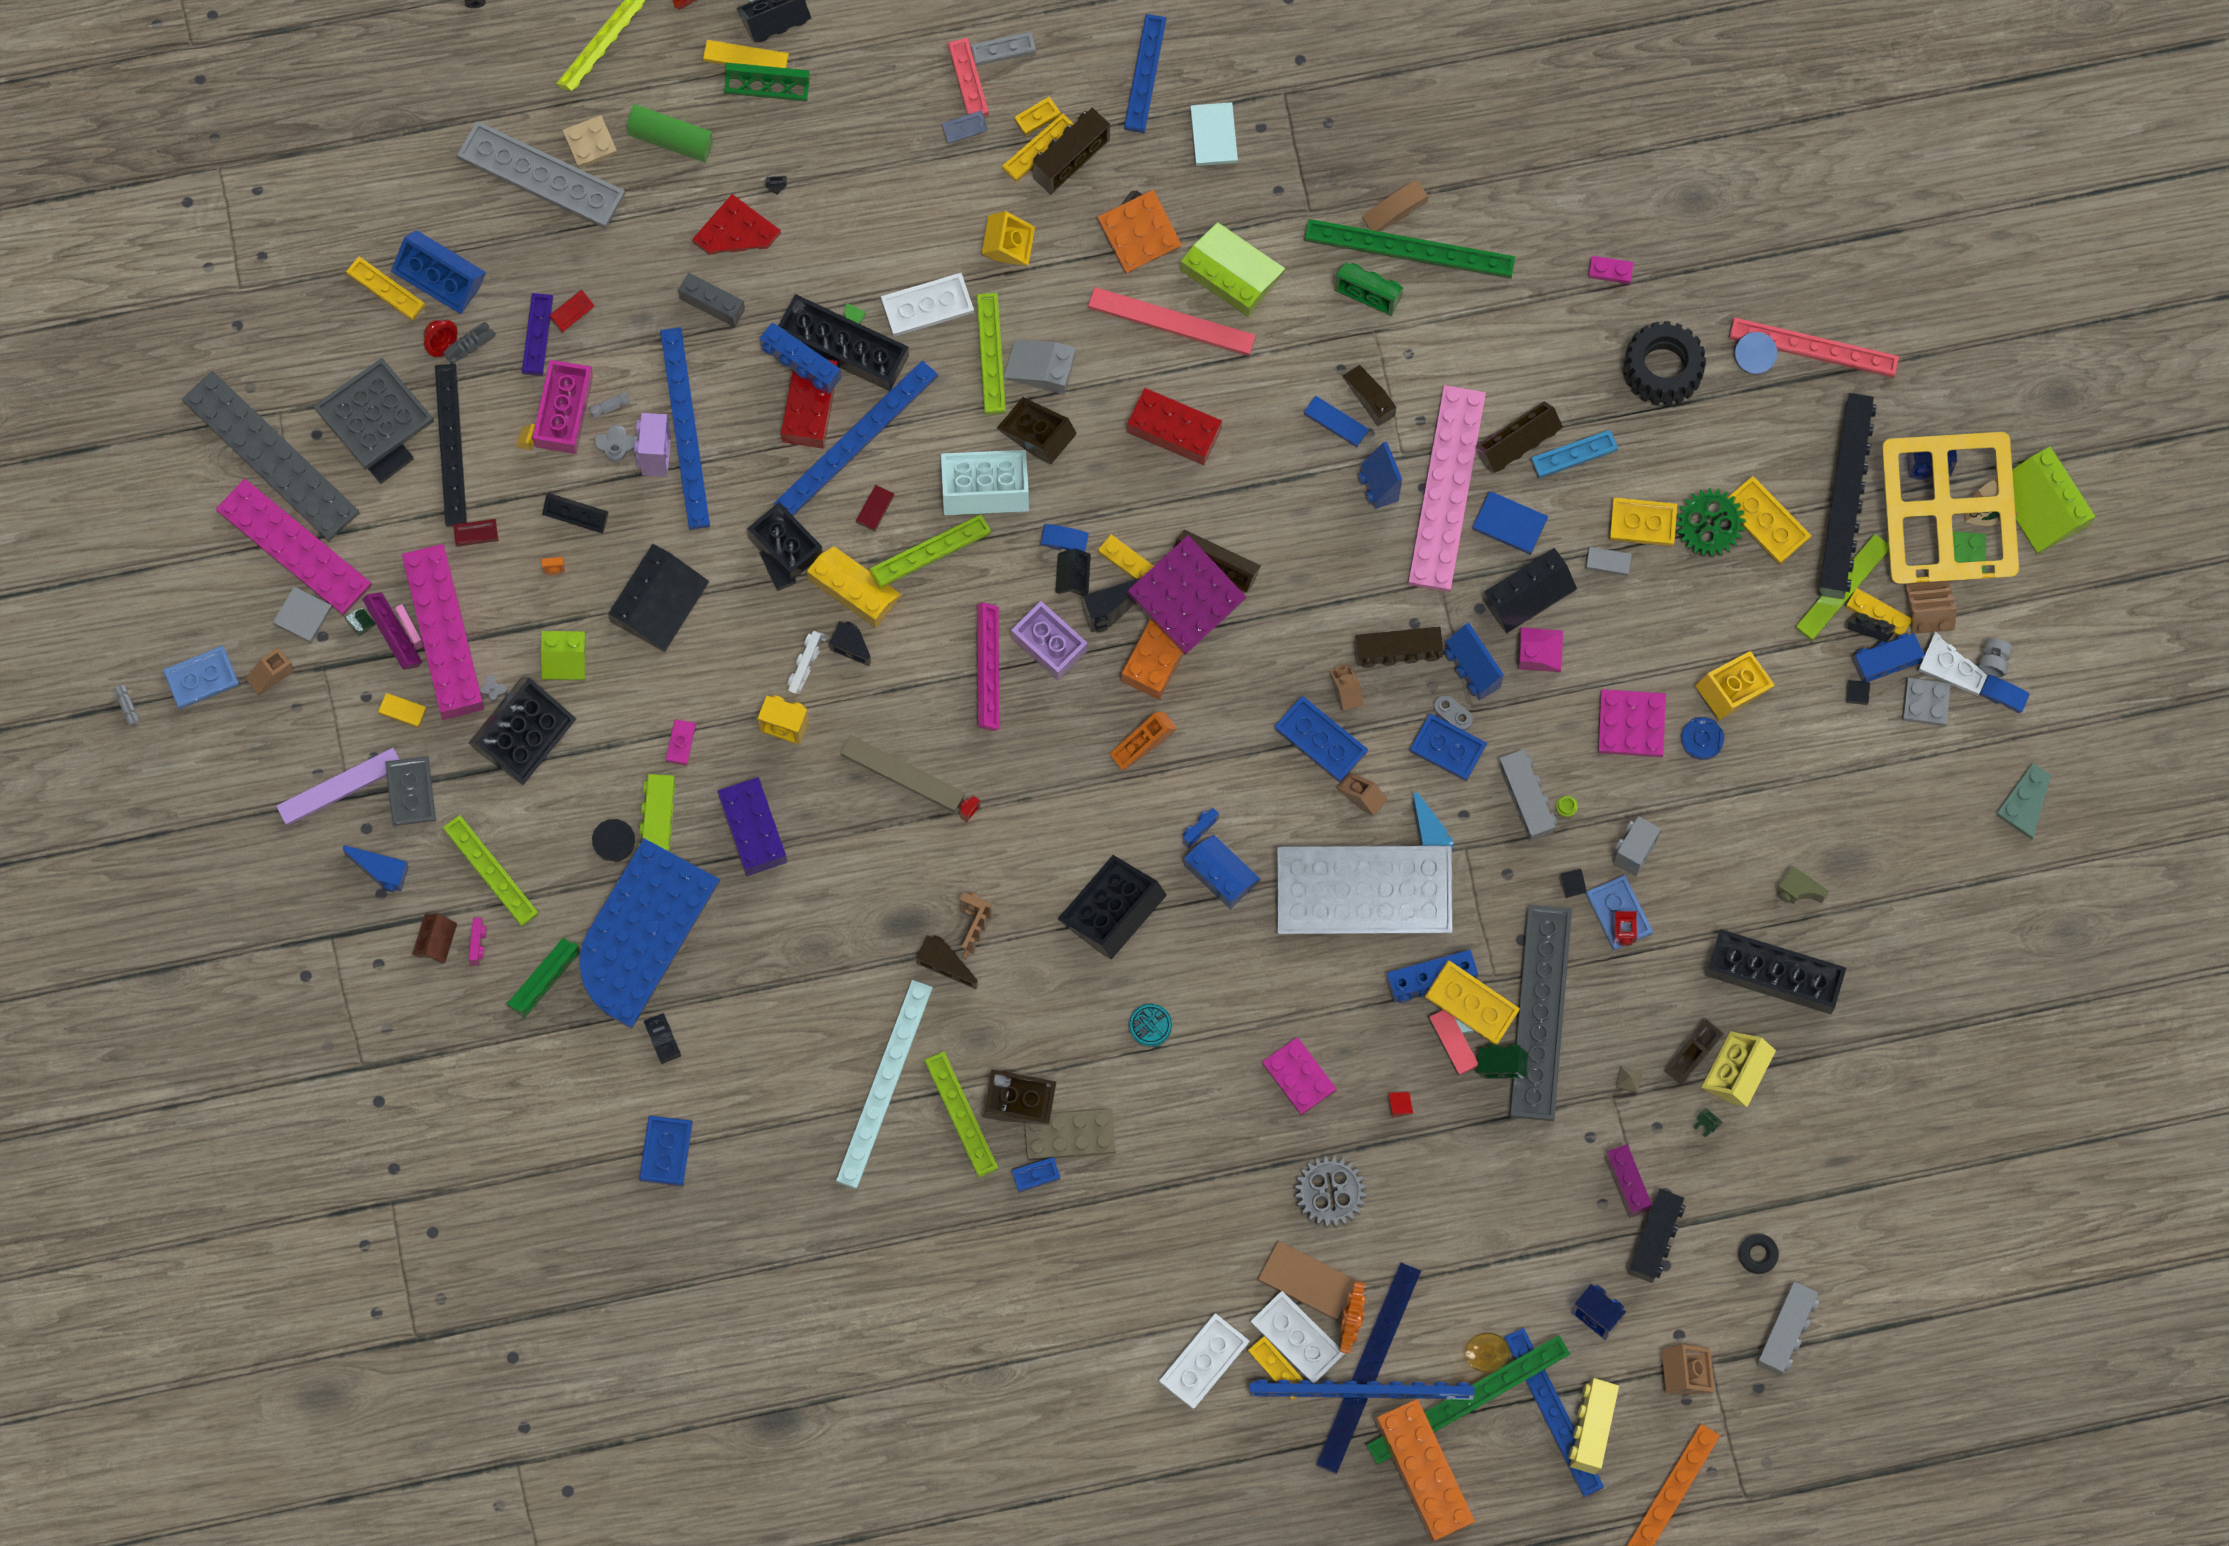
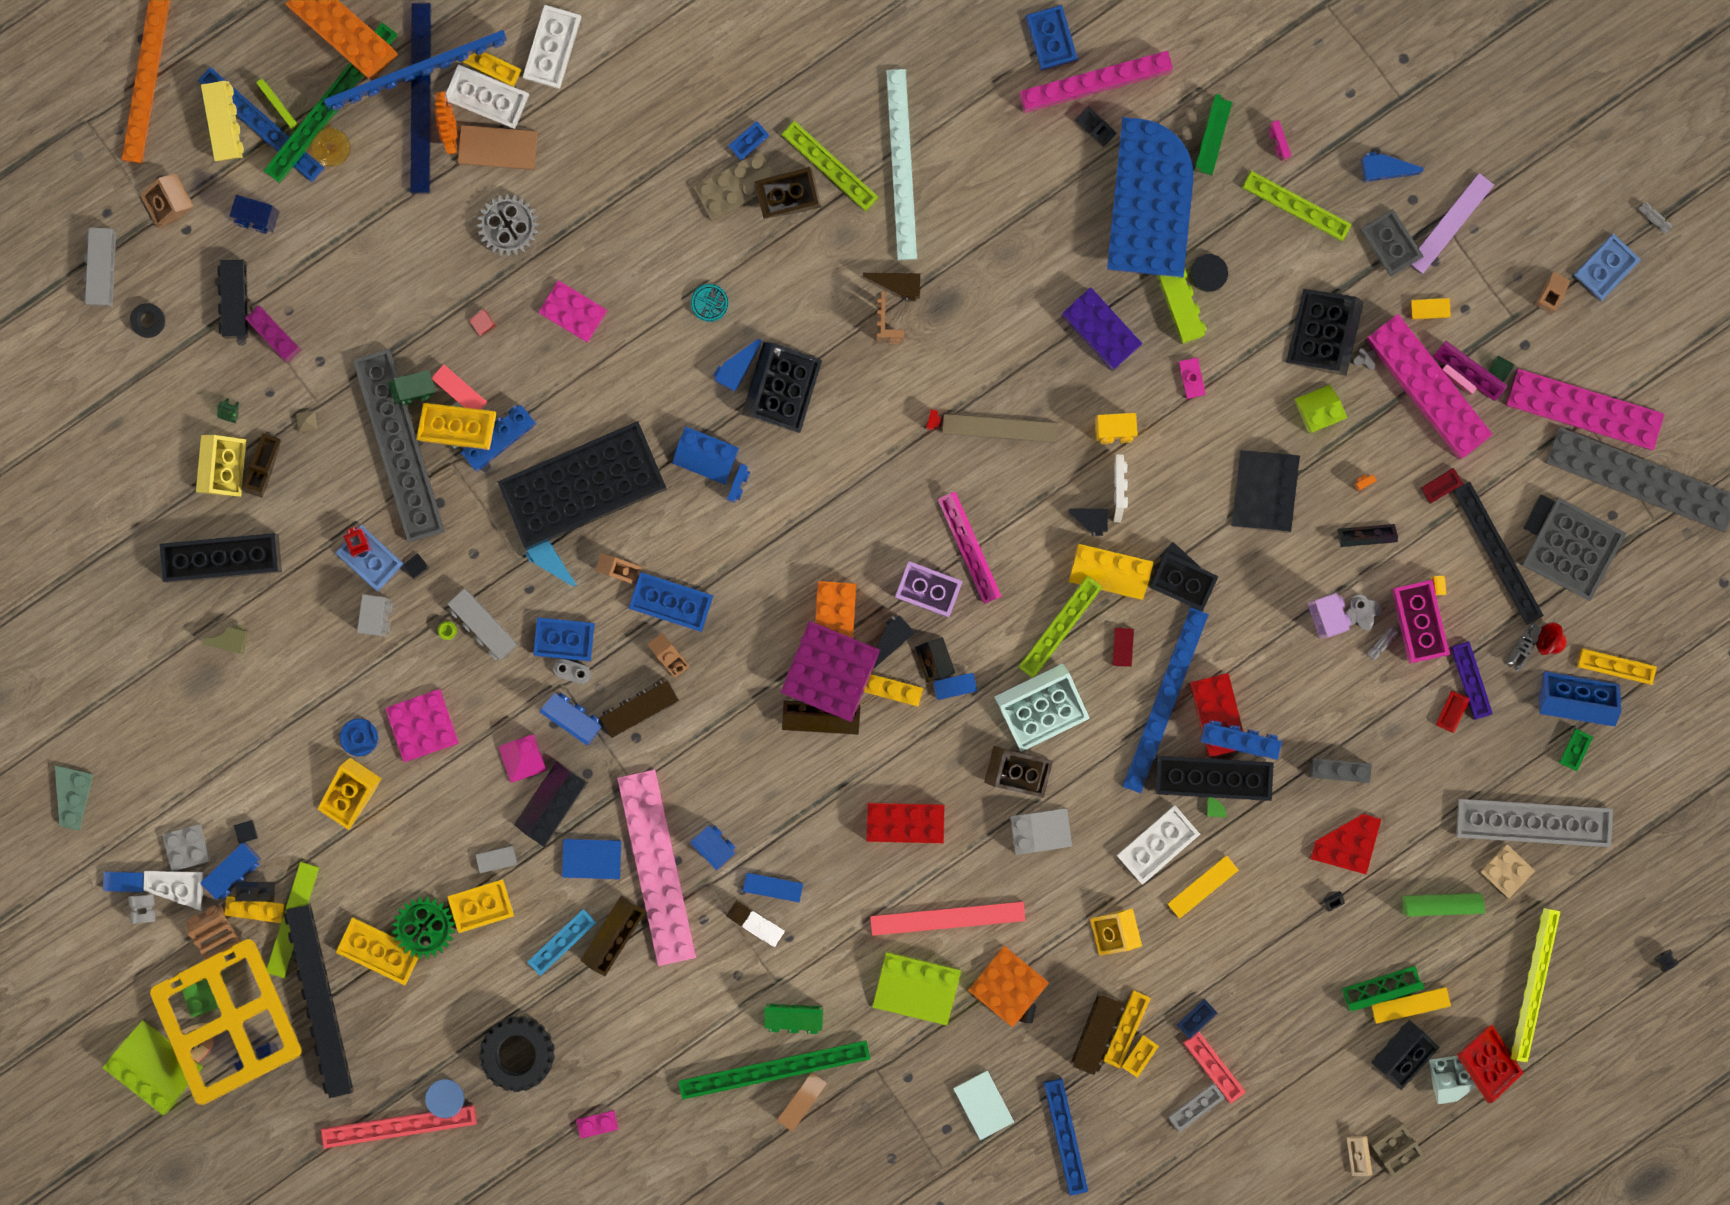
camera: 155 degrees right, 15 degrees up
(302, 615) = (1550, 355): light grey tile -> none
(434, 937) = (1315, 130): copper panel -> none
(466, 225) = (1575, 750): none -> green plate
(641, 1081) = (1096, 81): none -> dark pink brick
(685, 428) = (1311, 650): blue plate -> none
(901, 248) = (1202, 886): none -> yellow tile
(991, 354) = (1086, 825): lime tile -> none
(1143, 740) = (815, 538): orange slope -> none
(1152, 945) = (735, 368): none -> blue slope
(1526, 1423) = (277, 104): none -> lime tile

